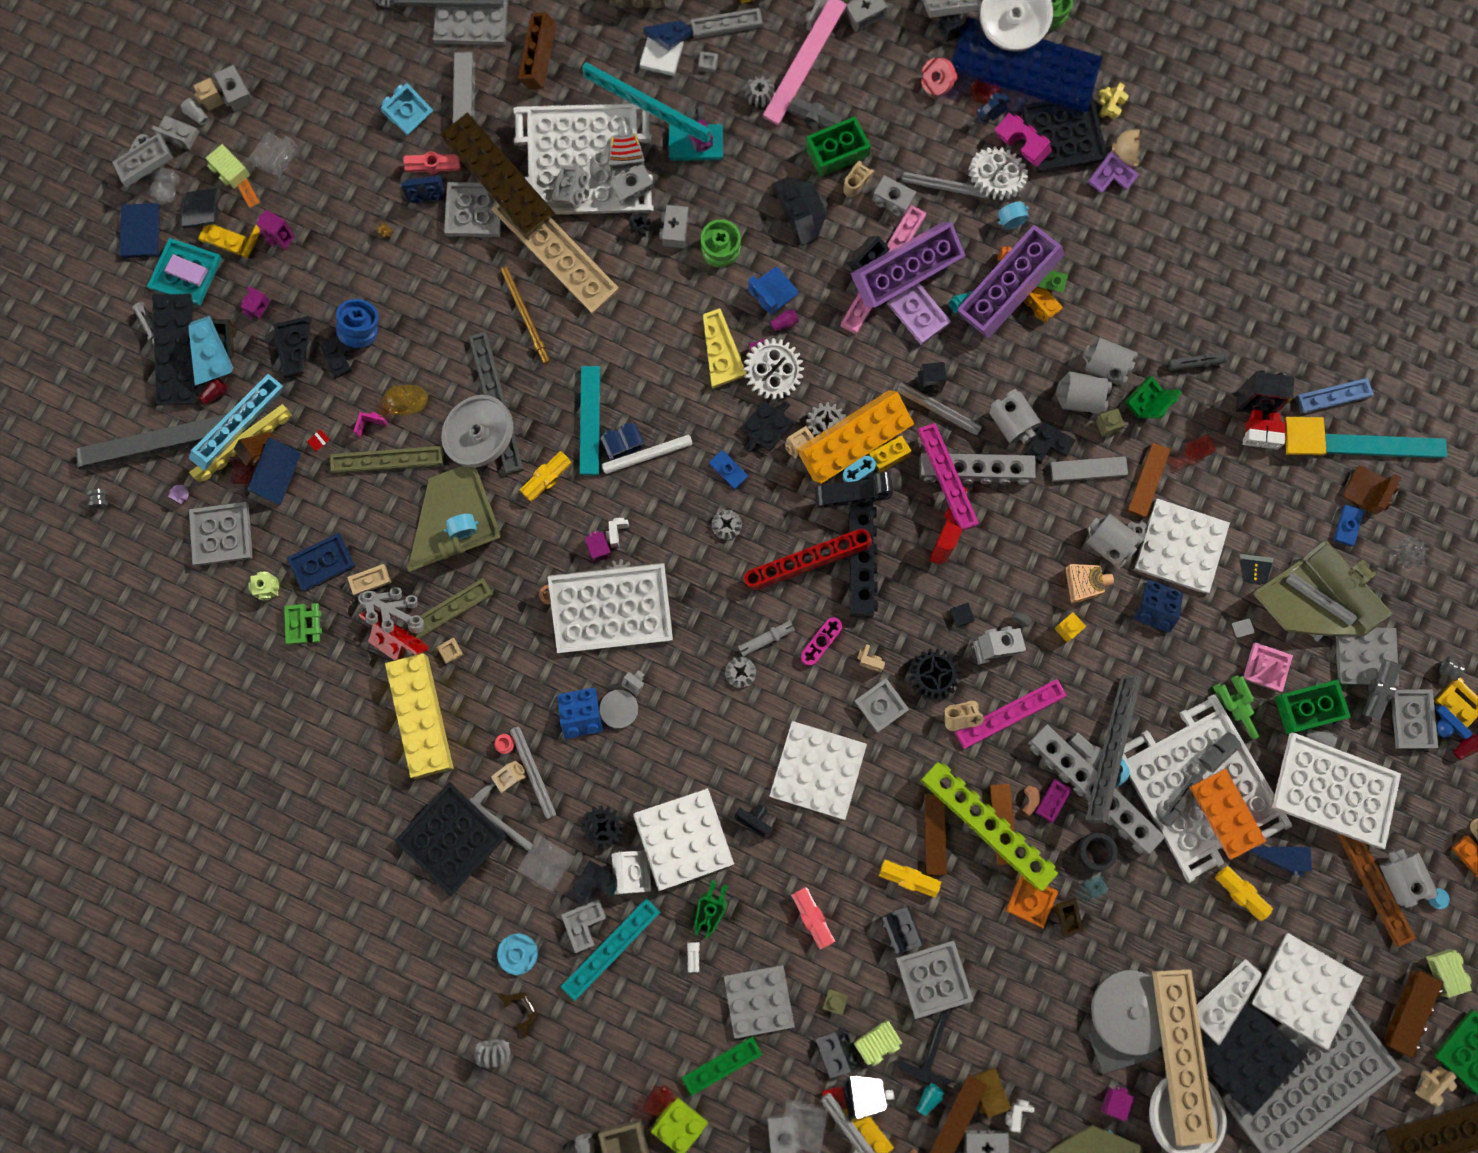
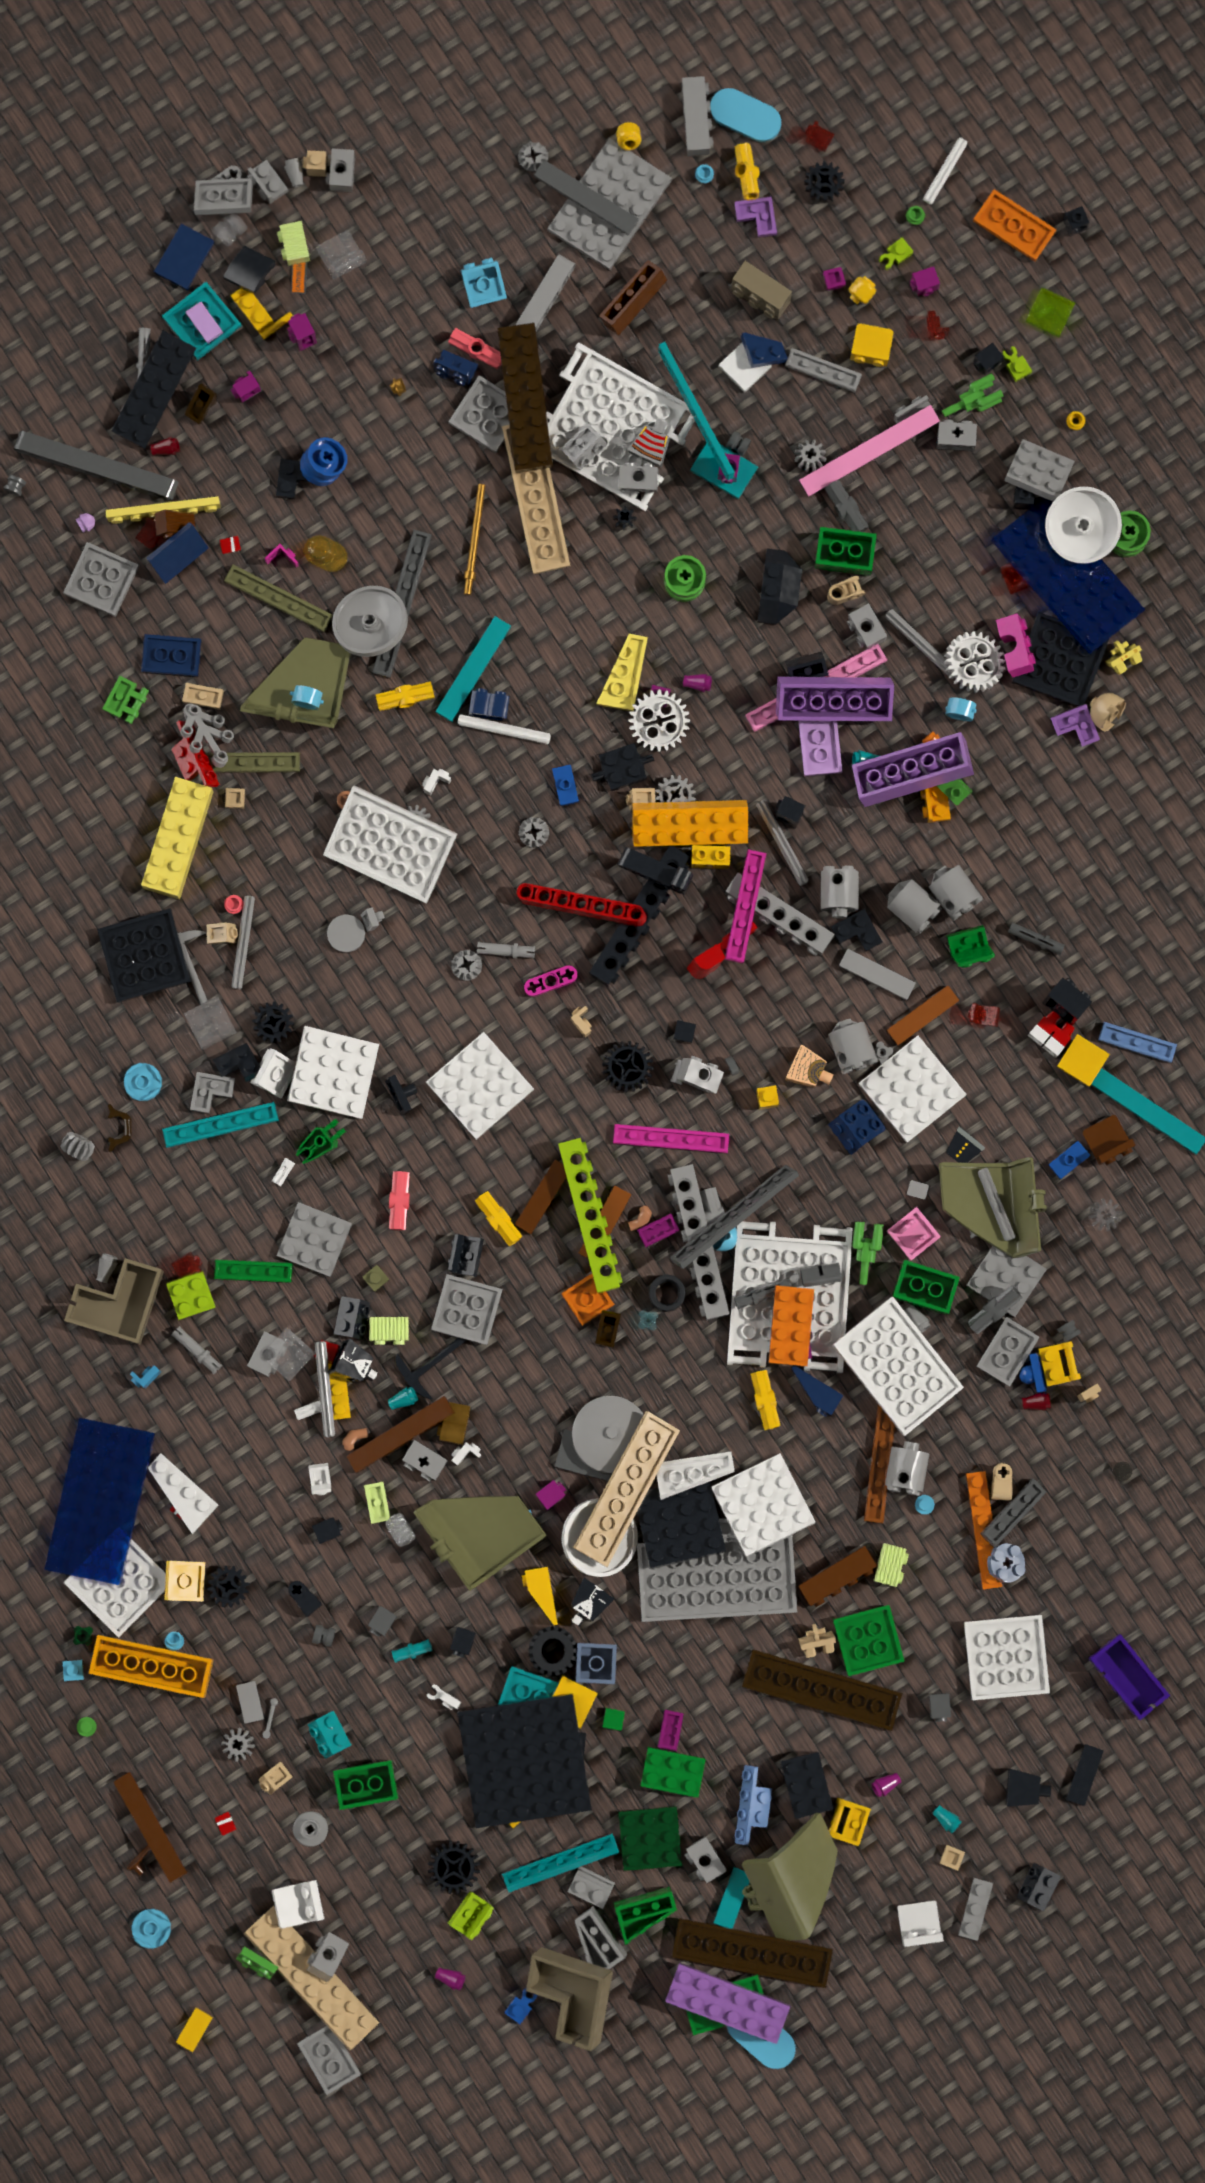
camera: 30 degrees right, 5 degrees up
(207, 351) = (181, 412): medium azure wedge -> none
(235, 422) = (170, 491): medium azure brick -> none
(269, 588) = (112, 654): yellowish green brick -> none
(292, 344) = (257, 445): black wing -> none
(579, 713) = (311, 916): blue bracket -> none
(597, 546) = (412, 784): magenta brick -> none
(675, 236) = (664, 533): light grey brick -> none
(707, 62) = (782, 398): light grey tile -> none
(772, 290) = (704, 648): blue bracket -> none
(856, 467) = (674, 850): medium azure beam -> none
(881, 705) = (566, 1064): light grey plate -> none
(947, 78) = (986, 533): coral plate -> none
(962, 716) = (626, 1114): tan piece -> none
(993, 108) = (1009, 600): dark blue plate -> none
(1110, 422) = (920, 945): olive brick -> none

